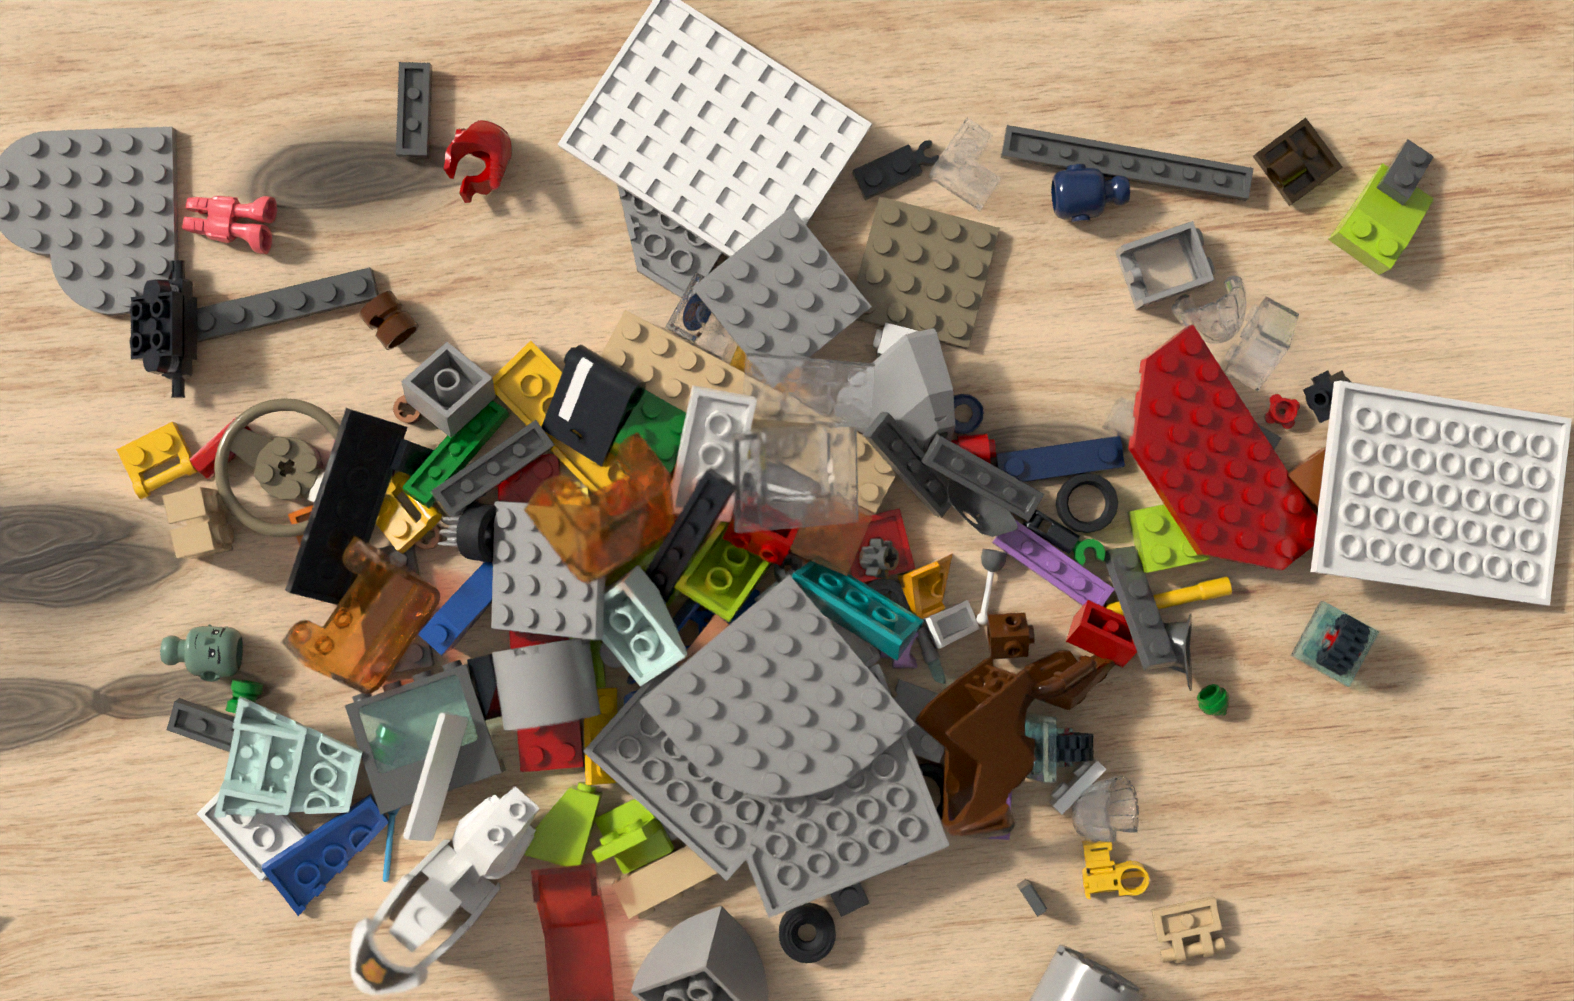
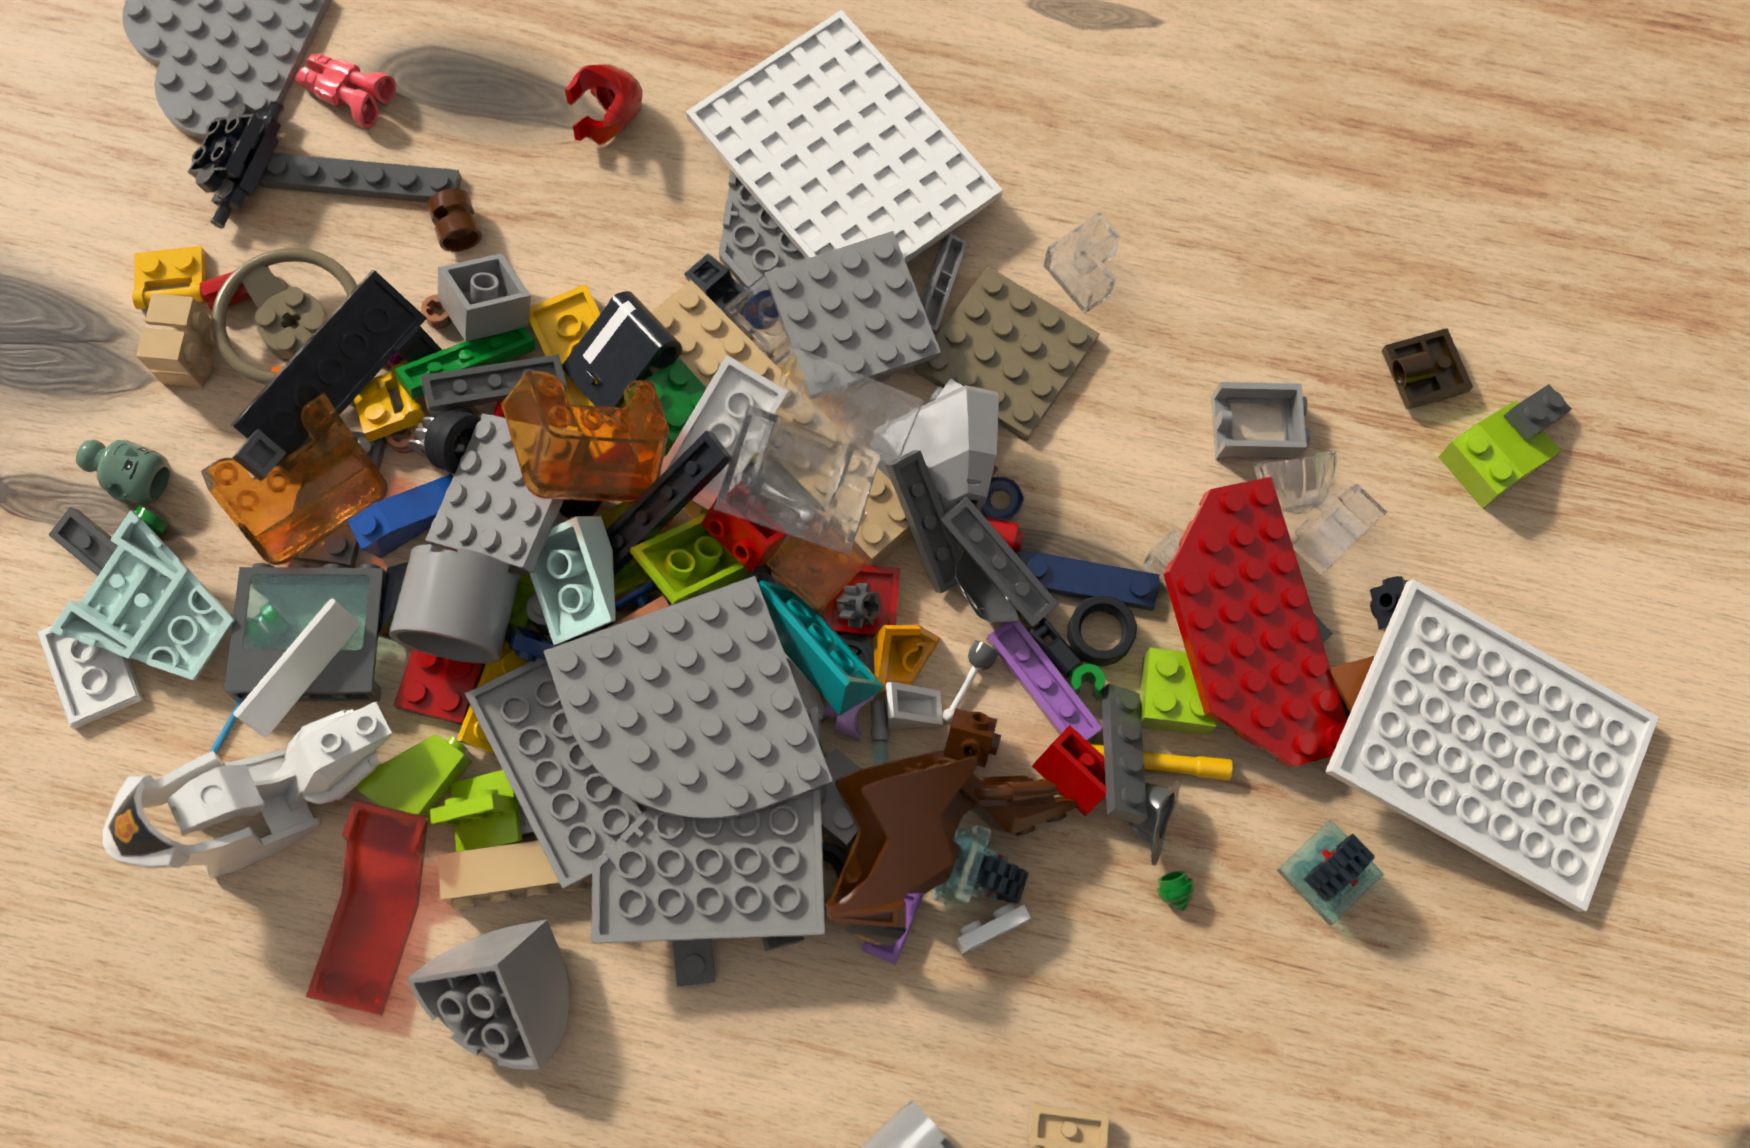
camera: 10 degrees right, 15 degrees down
(315, 859) = (137, 721): blue wing -> none
(322, 609) = (259, 455): none -> dark grey plate
(414, 109) = (562, 48): dark grey plate -> none
(617, 689) = (527, 642): none -> dark blue plate
(646, 298) = (714, 281): none -> black slope
(811, 950) = (610, 991): black tyre -> none
(844, 226) = (942, 278): none -> light grey piece
(892, 169) = (1008, 247): black plate -> none
(1032, 897) = (899, 1039): dark grey tile -> none
(1083, 192) = (1196, 325): dark blue piece -> none
(1103, 877) = (988, 1041): yellow piece -> none
(1105, 809) = (1017, 964): clear hair -> none
(1132, 162) = (1250, 315): dark grey plate -> none
(1286, 419) = (1341, 598): red plate -> none

